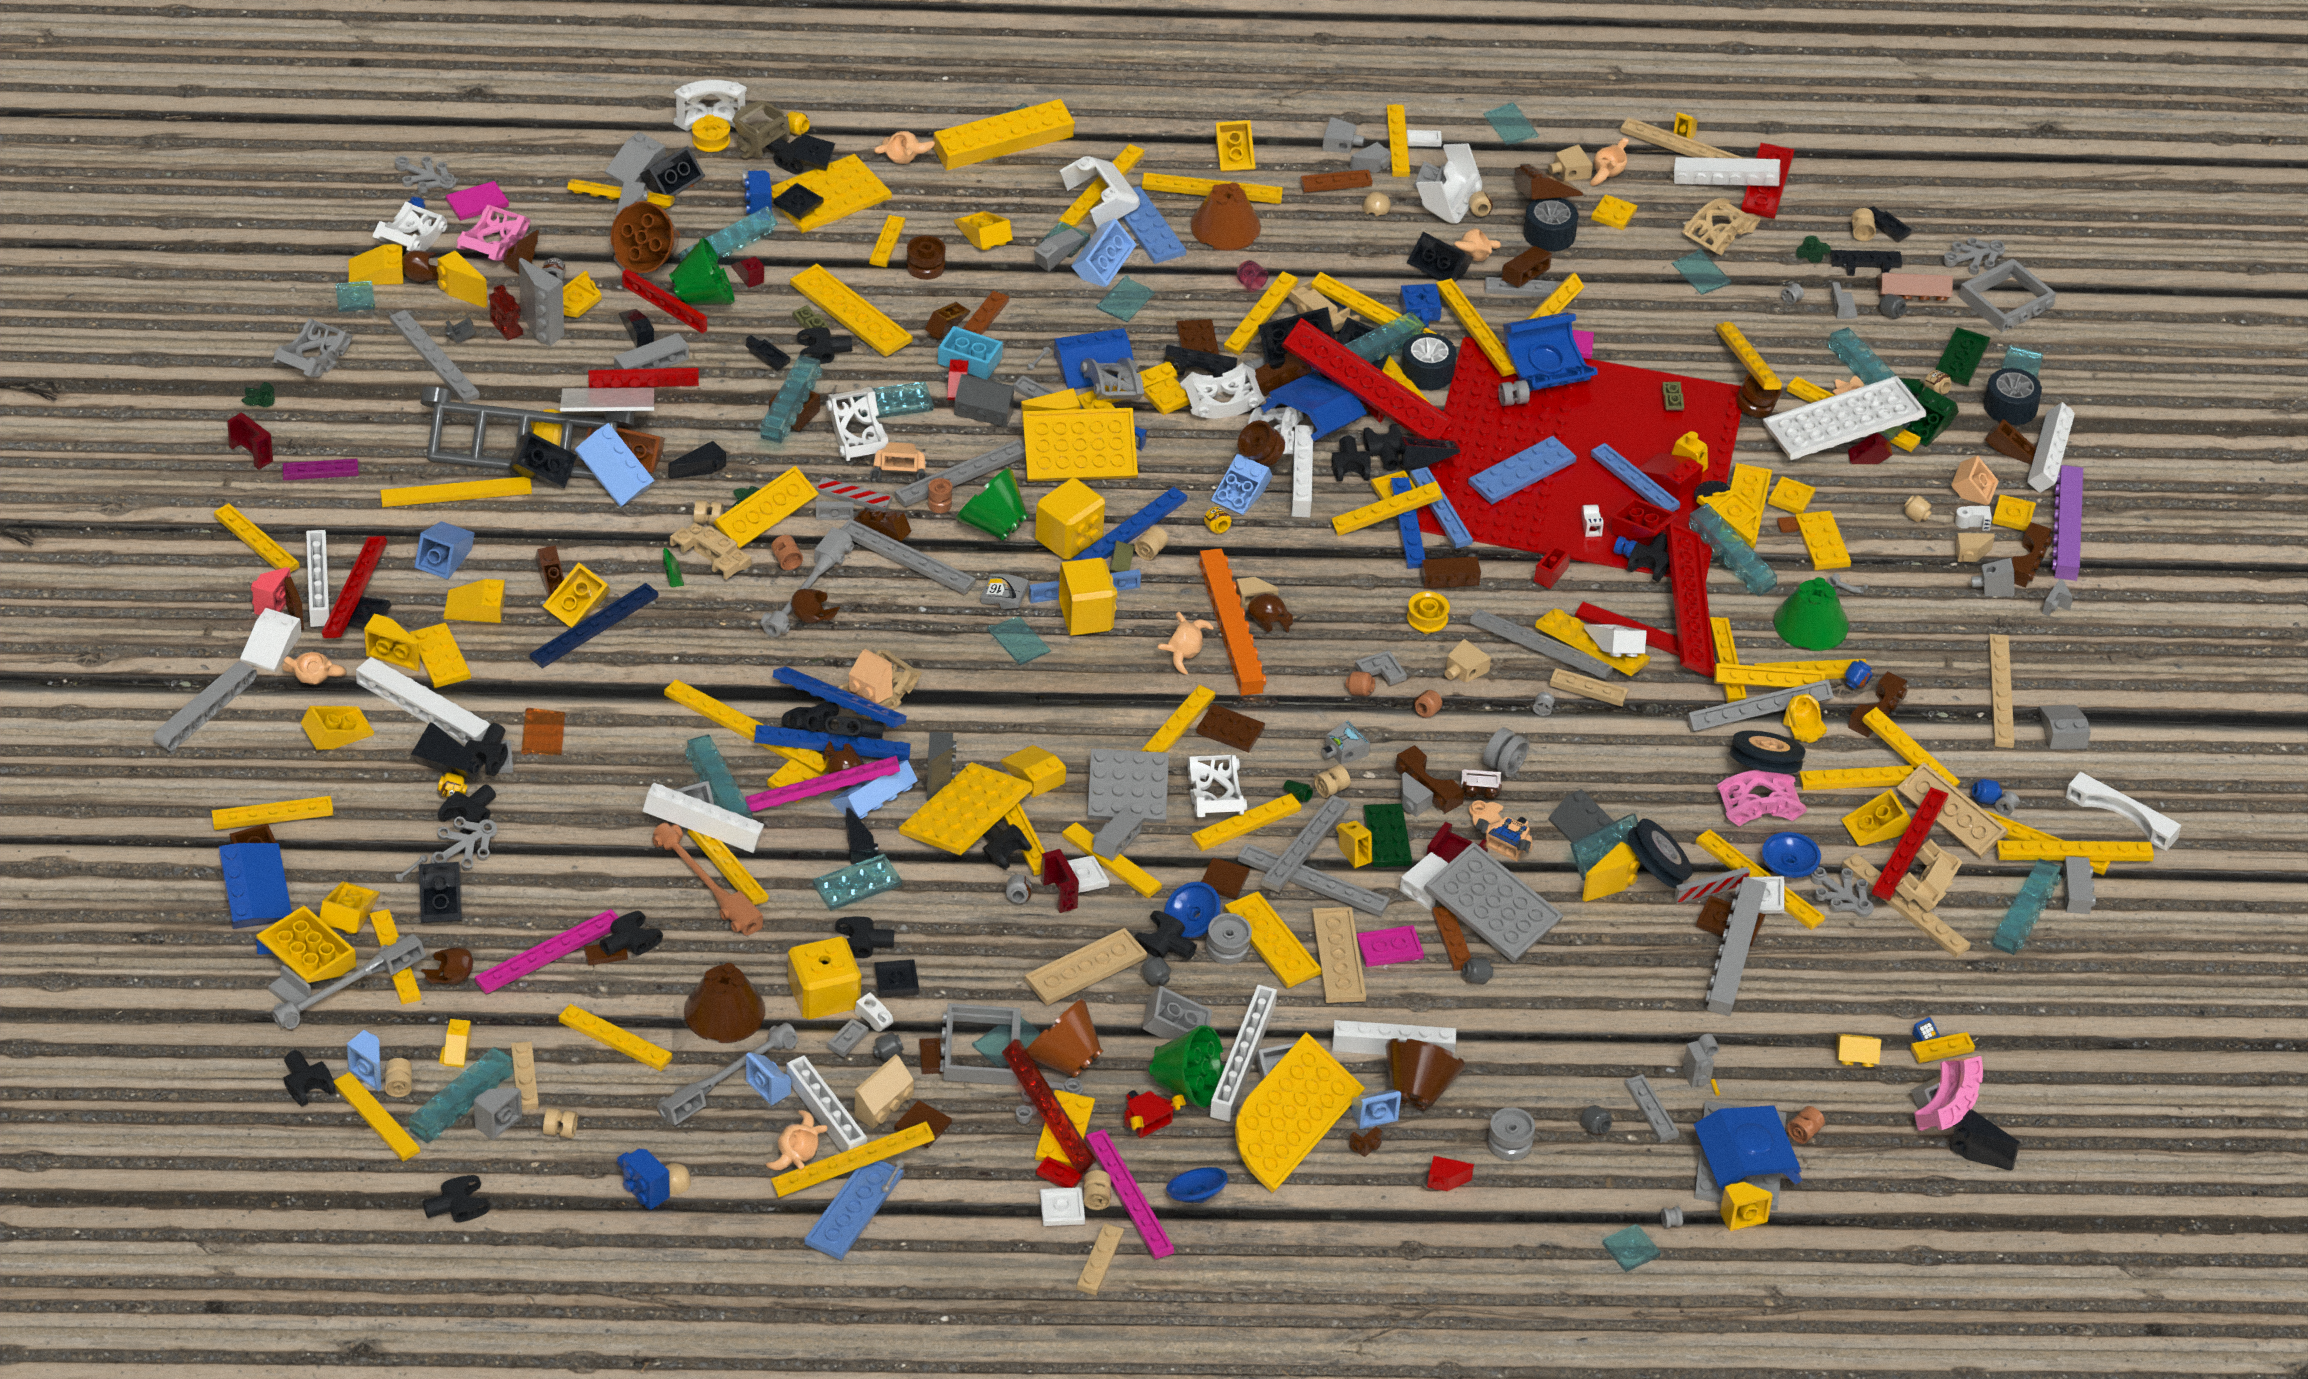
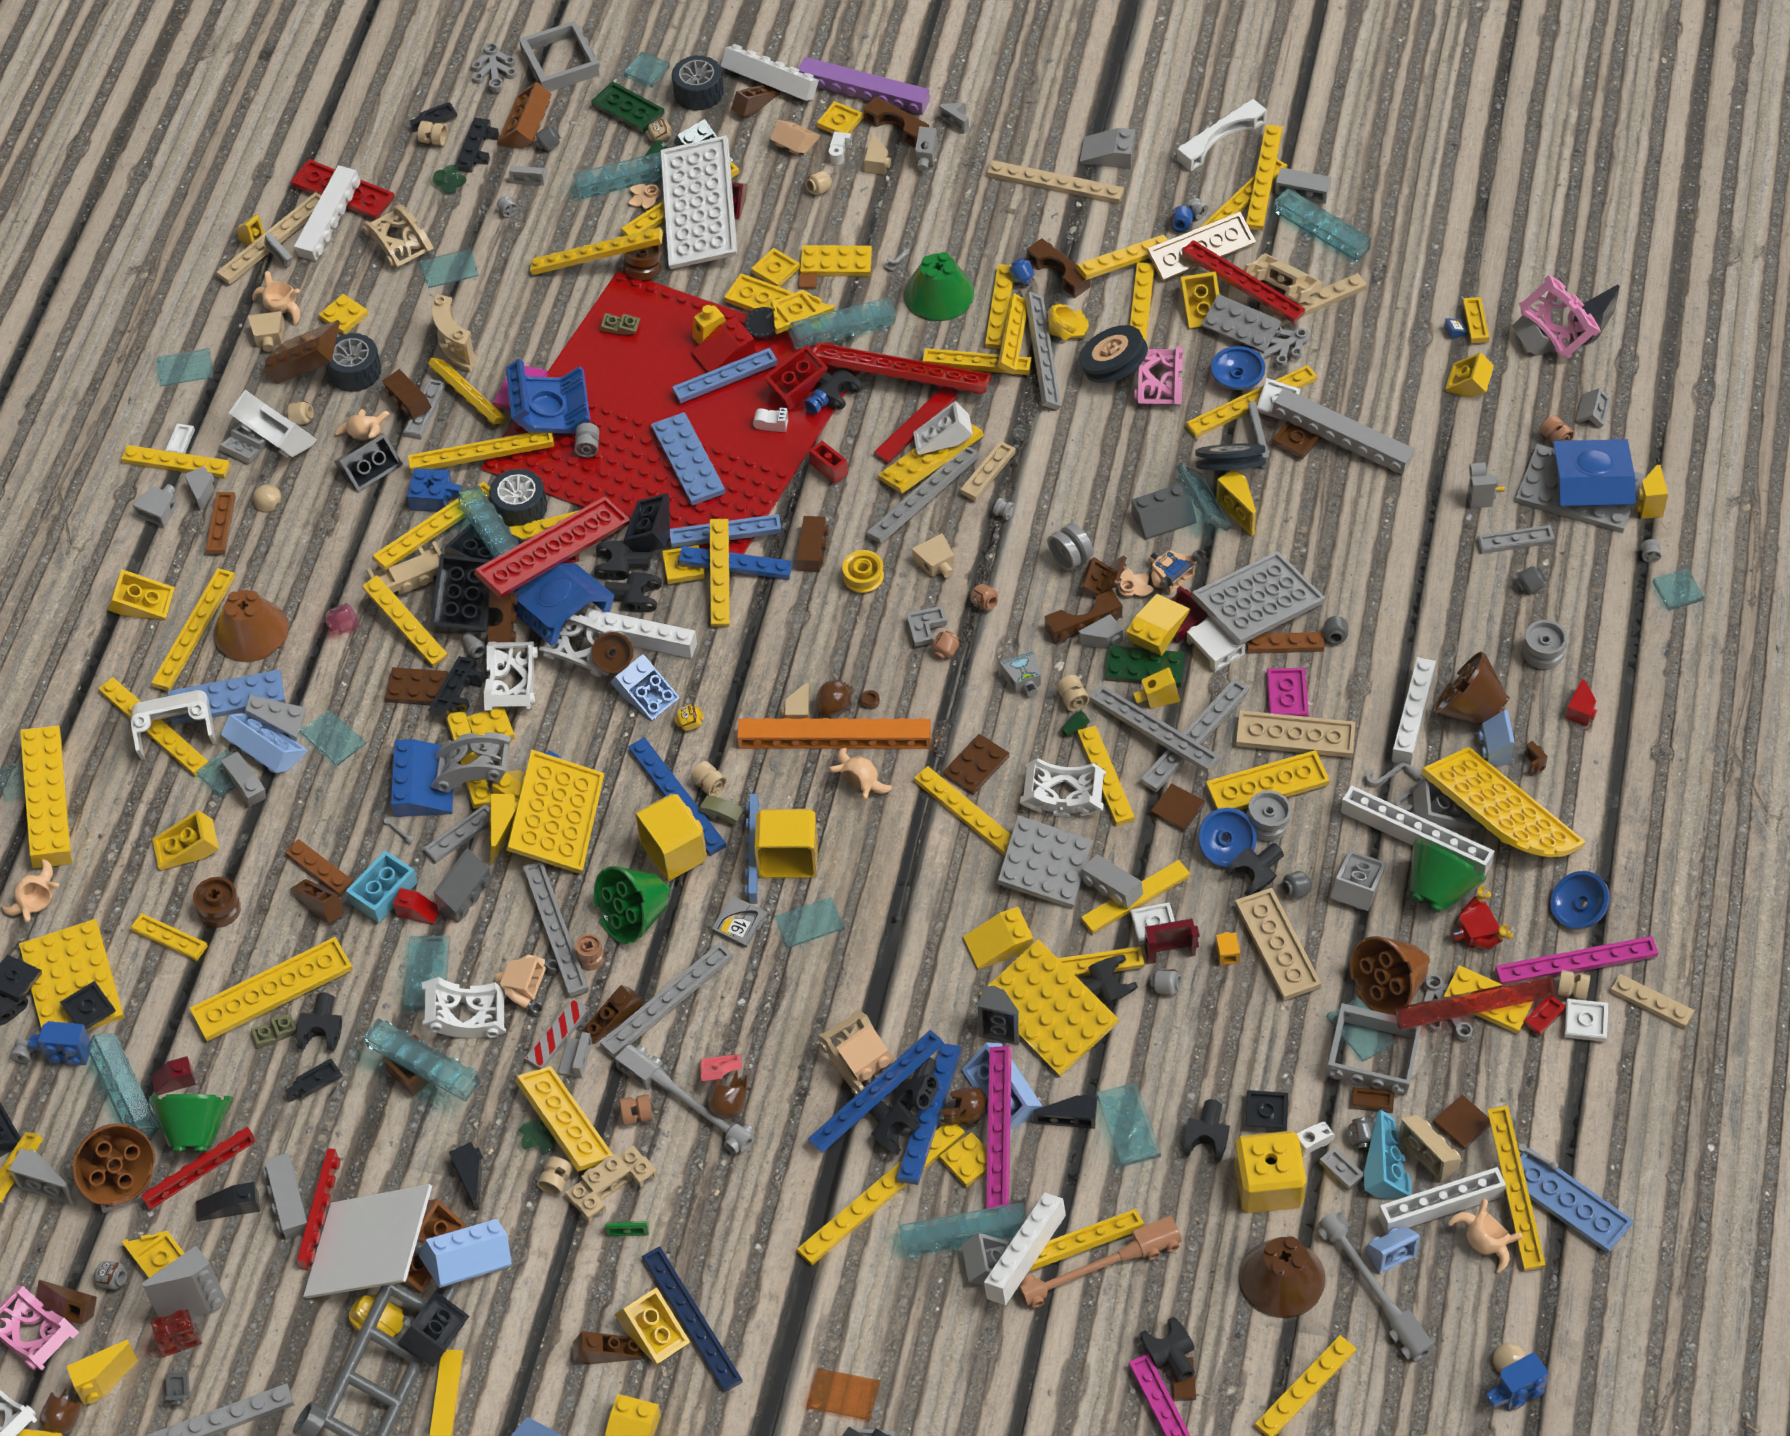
camera: 70 degrees left, 10 degrees up
(844, 596) = (717, 1067): none -> coral tile
(850, 1068) = (1384, 1165): none -> medium azure wedge
(1068, 929) = (1227, 948): none -> light orange brick
(1134, 257) = (280, 715): none -> light grey wing
(1282, 643) = (870, 699): none -> reddish brown tile
(1305, 1028) = (1410, 769): none -> light grey piece
(1428, 824) = (1157, 624): none -> yellow slope
(1615, 281) = (452, 339): none -> tan fence
(1668, 148) = (277, 250): none -> light grey tile
(1853, 851) = (1241, 323): none -> light grey plate
(1855, 1158) = (1594, 407): none -> light grey panel

